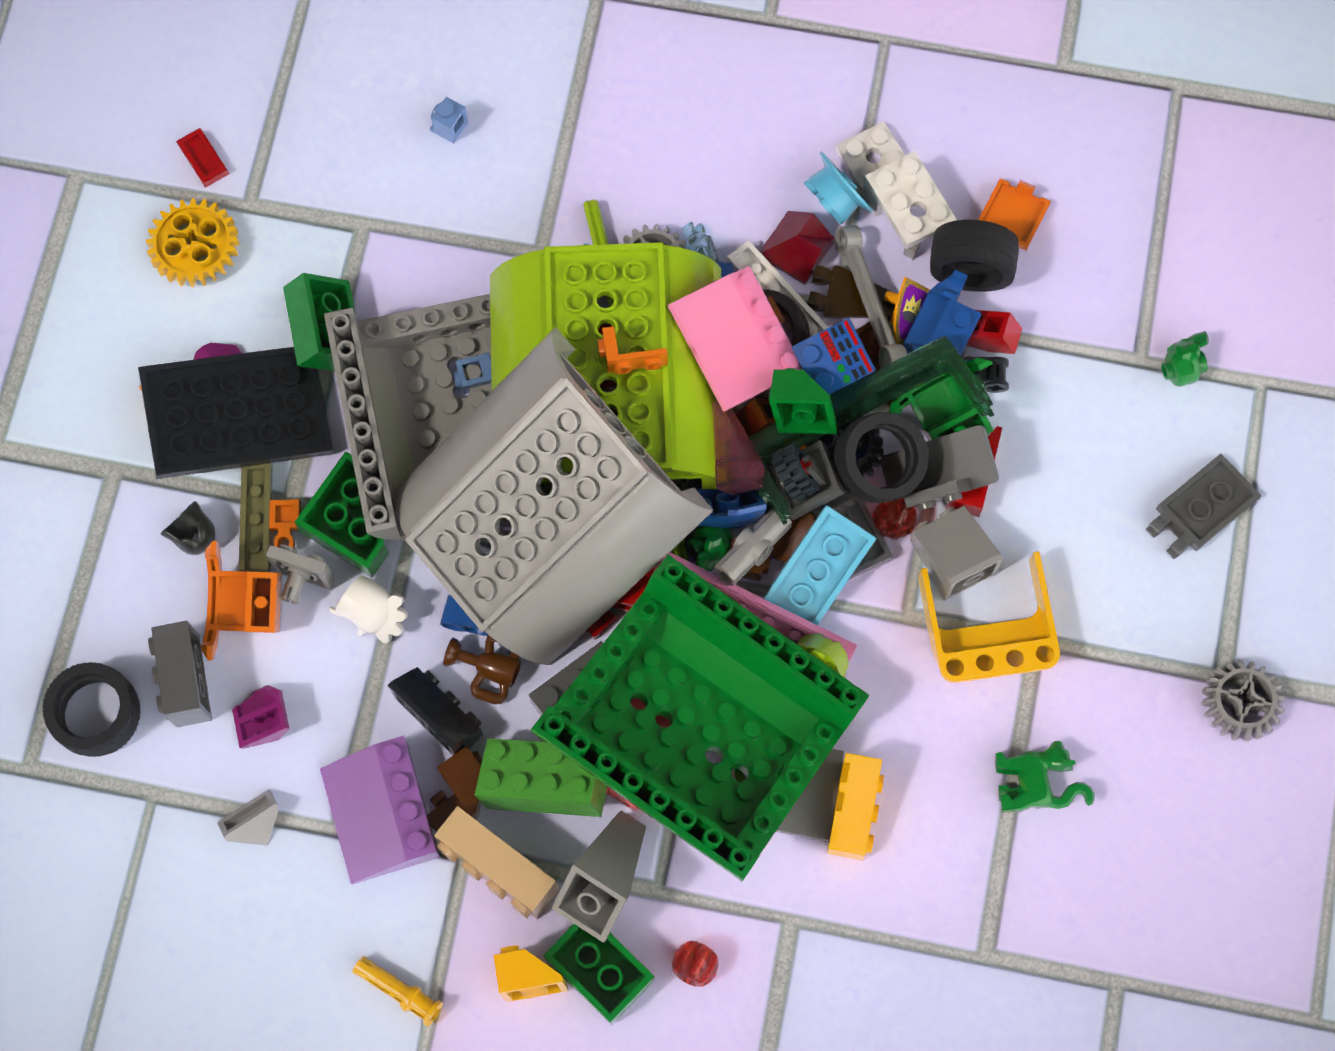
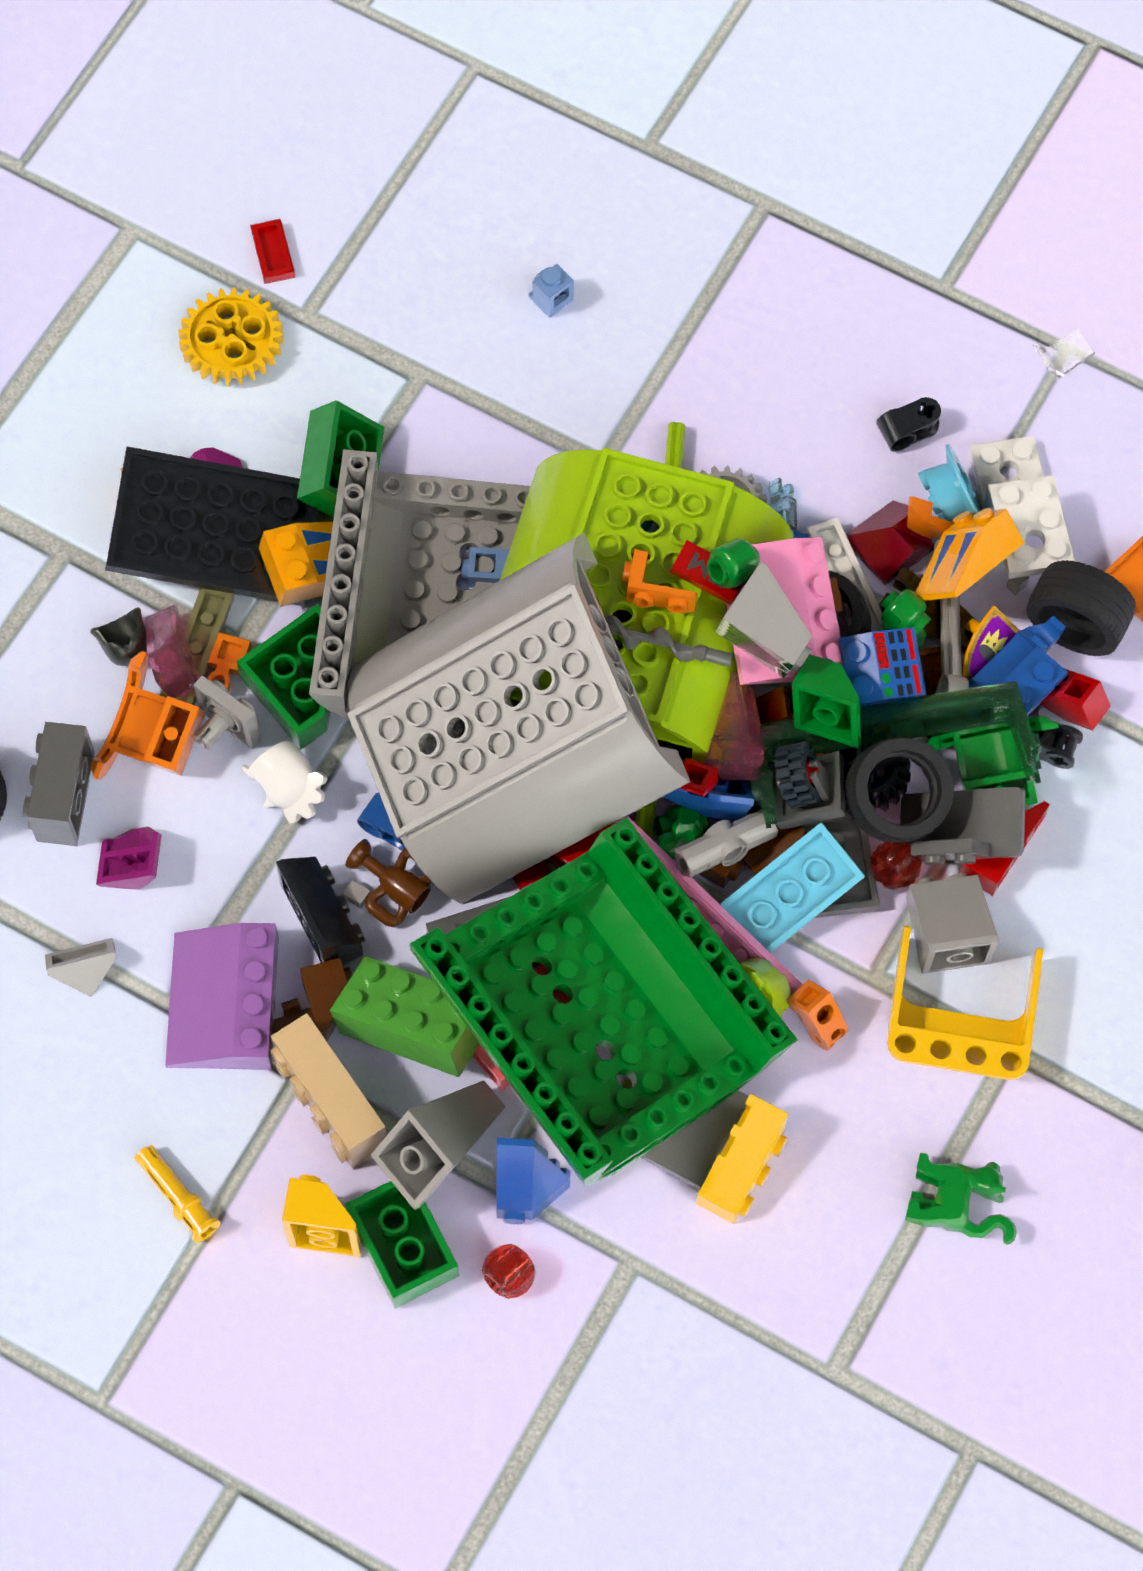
camera: 15 degrees right, 5 degrees down
(235, 531) = (170, 652): none -> clear pink slope
(316, 418) = (297, 560): none -> light orange slope
(460, 685) = (356, 894): none -> light grey piece
(648, 395) = (661, 637): none -> dark grey piece
(668, 326) = (692, 567): none -> red tile
(686, 886) = (526, 1180): none -> wedge
(688, 313) = (733, 563): none -> green head
(717, 498) = (702, 777): none -> red slope
(731, 355) = (766, 624): none -> light grey slope
(777, 145) = (909, 424): none -> black piece
(821, 223) = (921, 519): none -> orange slope
(832, 306) = (905, 611): none -> green head
(869, 240) = (969, 552): none -> light orange slope
(875, 664) = (819, 1014): none -> orange leg
(887, 43) = (1065, 353): none -> clear bracket

